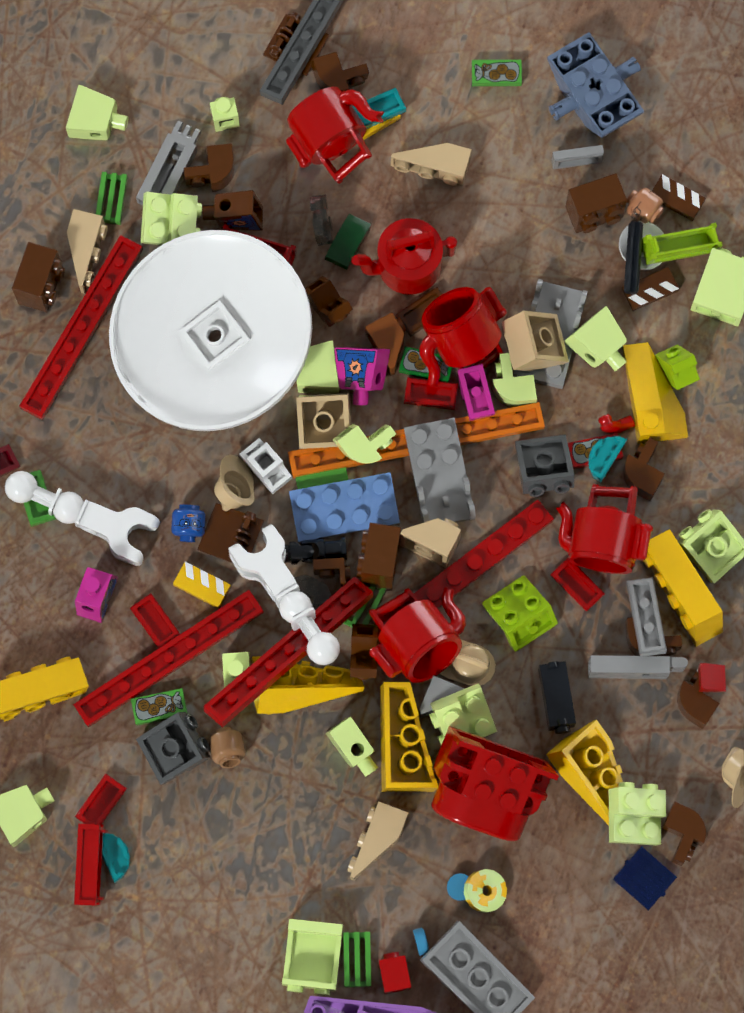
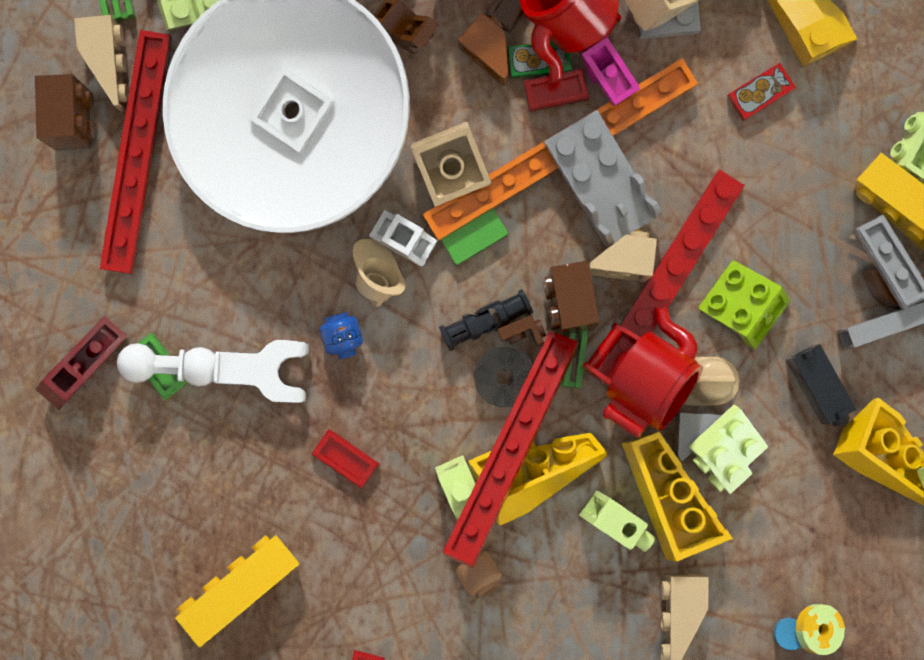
camera: 25 degrees left, 10 degrees up
(95, 593) = (266, 452): dark pink torso -> none
(158, 706) = (385, 553): tile -> none
(168, 658) = (375, 496): red plate -> none
(174, 747) = (420, 594): dark grey plate -> none
(201, 585) = (381, 398): yellow tile -> none
(228, 529) = (393, 331): reddish brown hinge -> none
(283, 589) = (499, 392): white piece -> none
(319, 371) = (427, 108): yellowish green torso -> none
(344, 507) = (508, 254): medium blue plate -> none
(360, 448) = (508, 182): yellowish green brick -> none
(361, 370) = (472, 92): torso -> none
(362, 641) = (588, 406): reddish brown brick -> none
(488, 784) = (790, 517): red brick -> none
(512, 390) = (646, 55): yellowish green brick -> none
(544, 465) = (714, 128): dark grey plate -> none
(577, 584) = (796, 249): red tile -> none
(603, 456) = (775, 94): teal tile -> none
(605, 536) = (816, 184): red piece -> none
(617, 426) = (776, 55): red arm -> none
(640, 474) = (822, 102): reddish brown brick -> none

